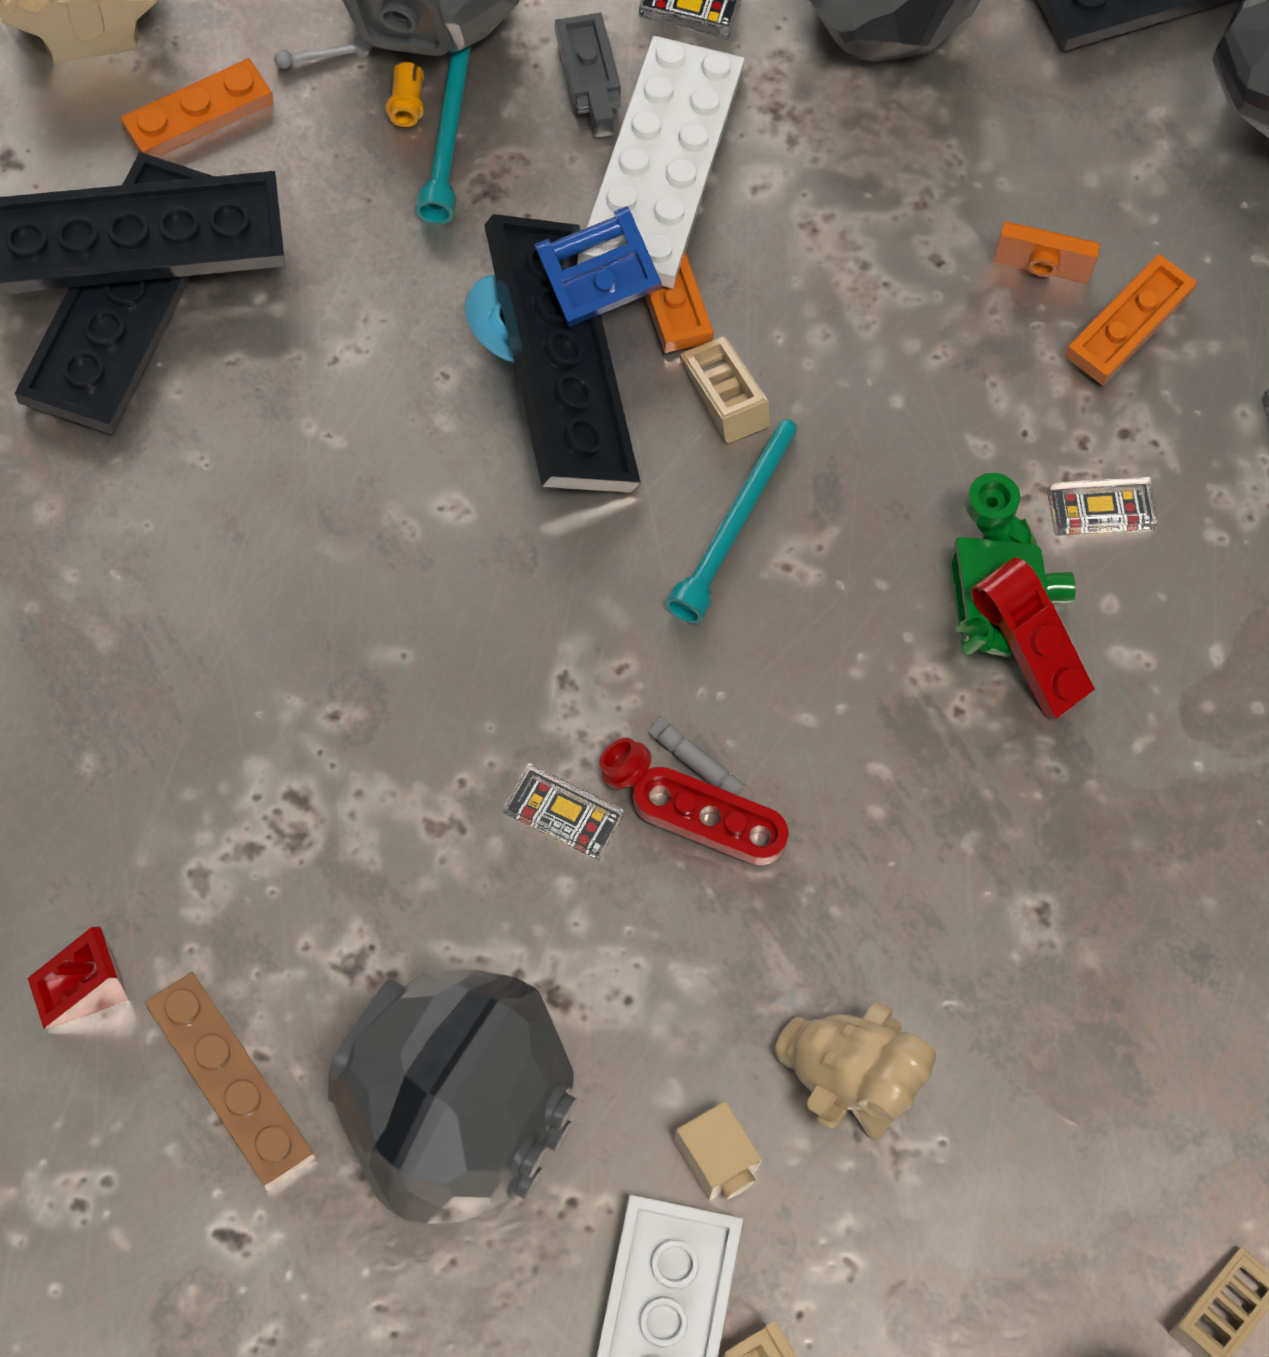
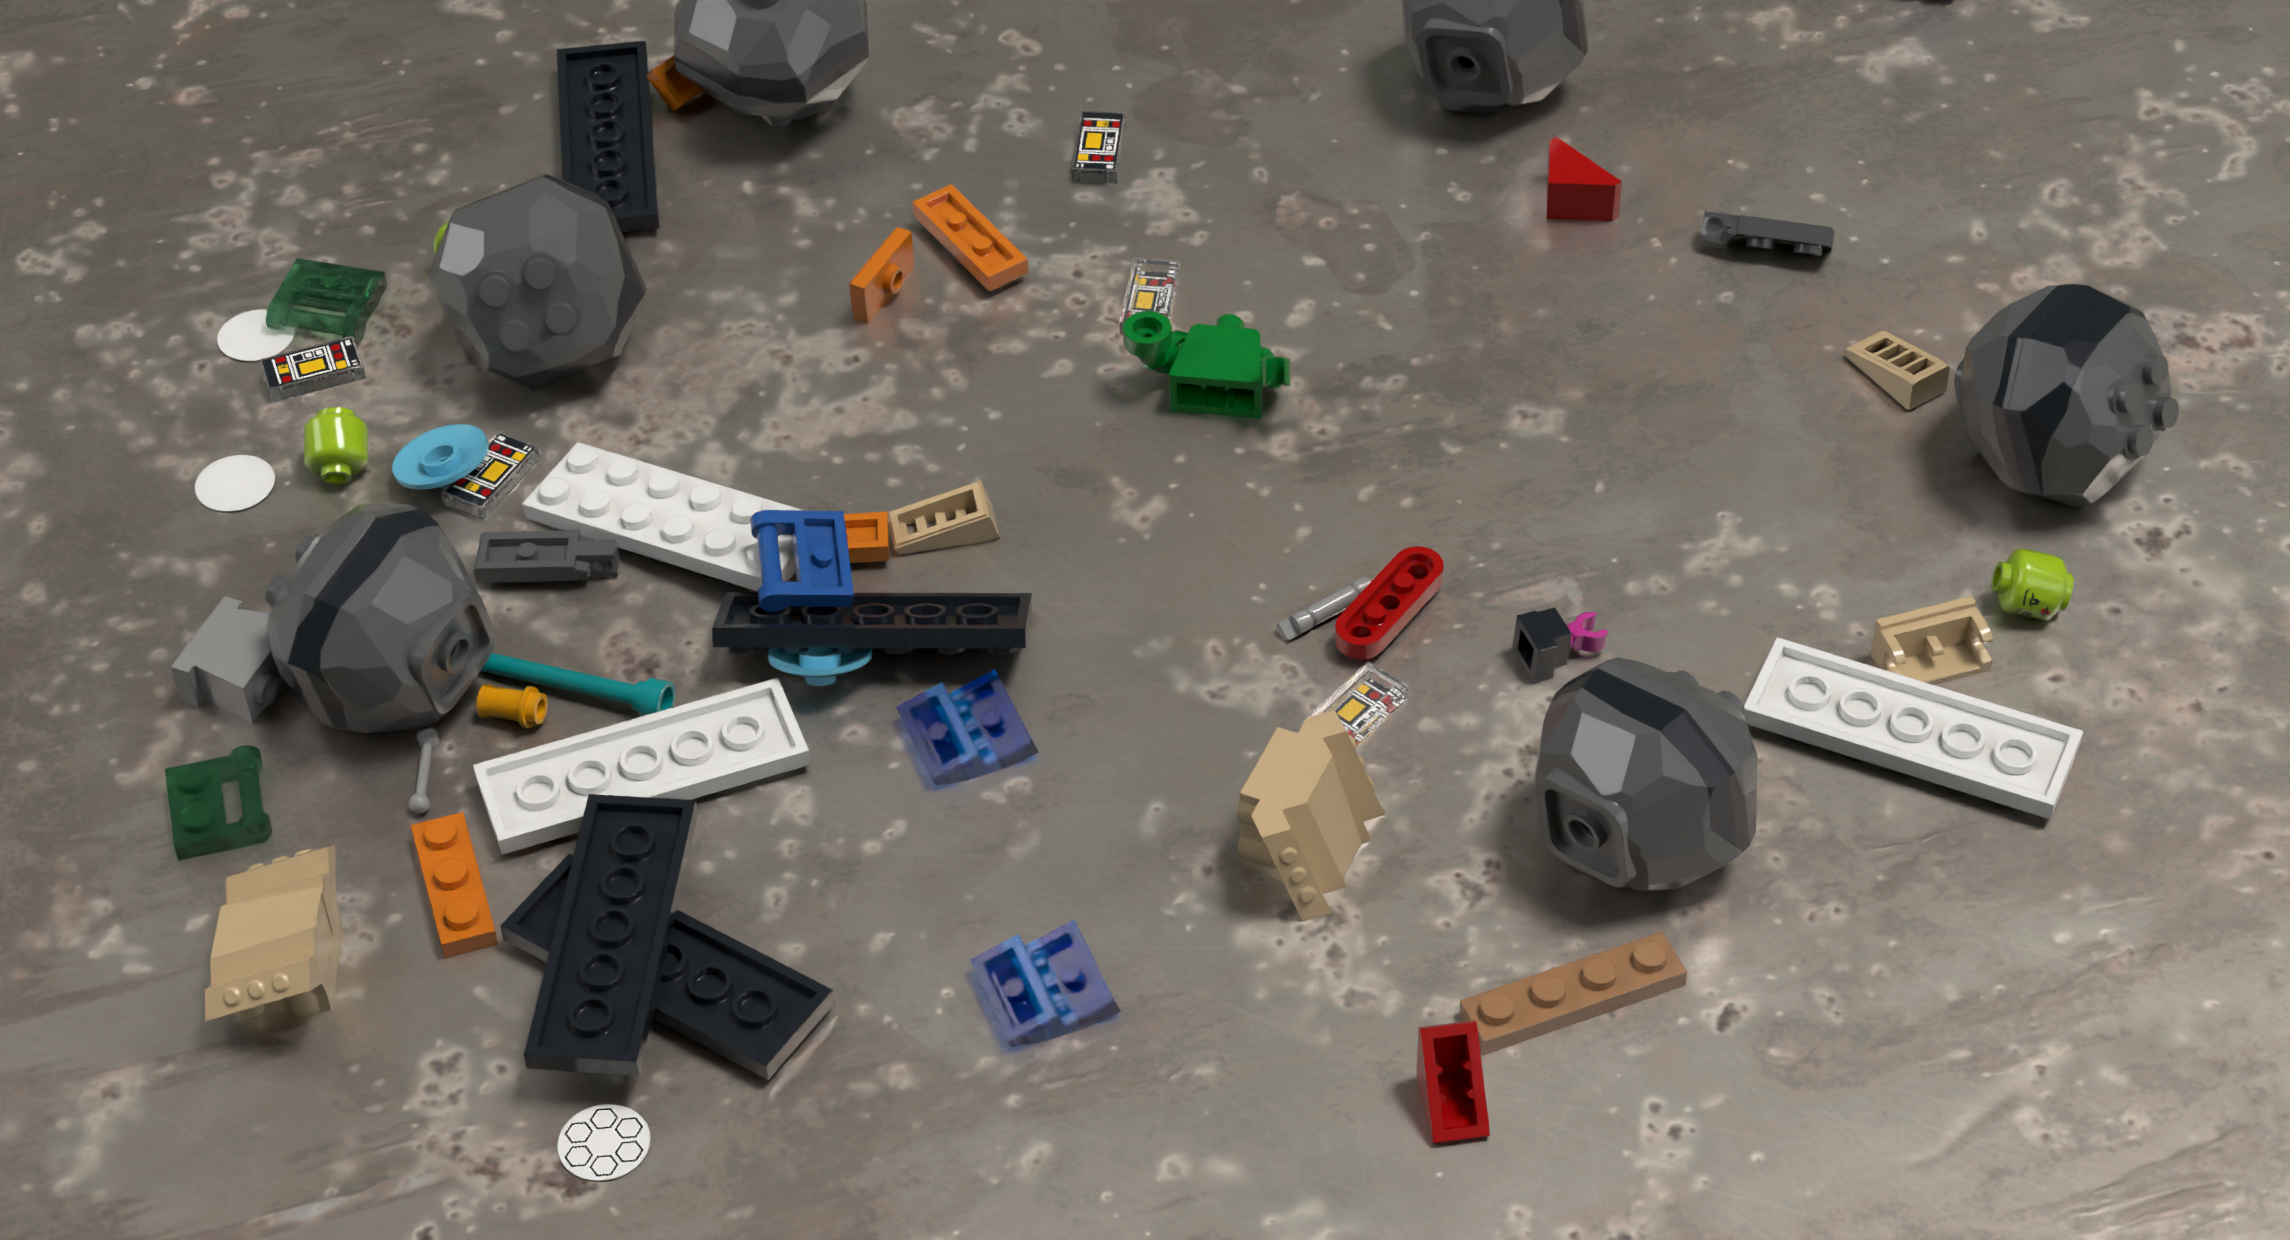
camera: 70 degrees left, 20 degrees down
(159, 601) = (1044, 986): none -> clear blue slope
(355, 214) = (659, 755): none -> white plate
(378, 782) = (1307, 811): none -> tan slope
(459, 468) = (967, 730): none -> clear blue slope
(624, 763) = (1324, 651): red plate -> none
(689, 979) = (1544, 640): none -> black piece
(691, 597) = (1164, 579): teal piece -> none
(718, 1152) = (1713, 645): tan brick -> none
(857, 1066) = (1661, 520): tan piece -> none
(1019, 605) = (1250, 337): red plate -> none

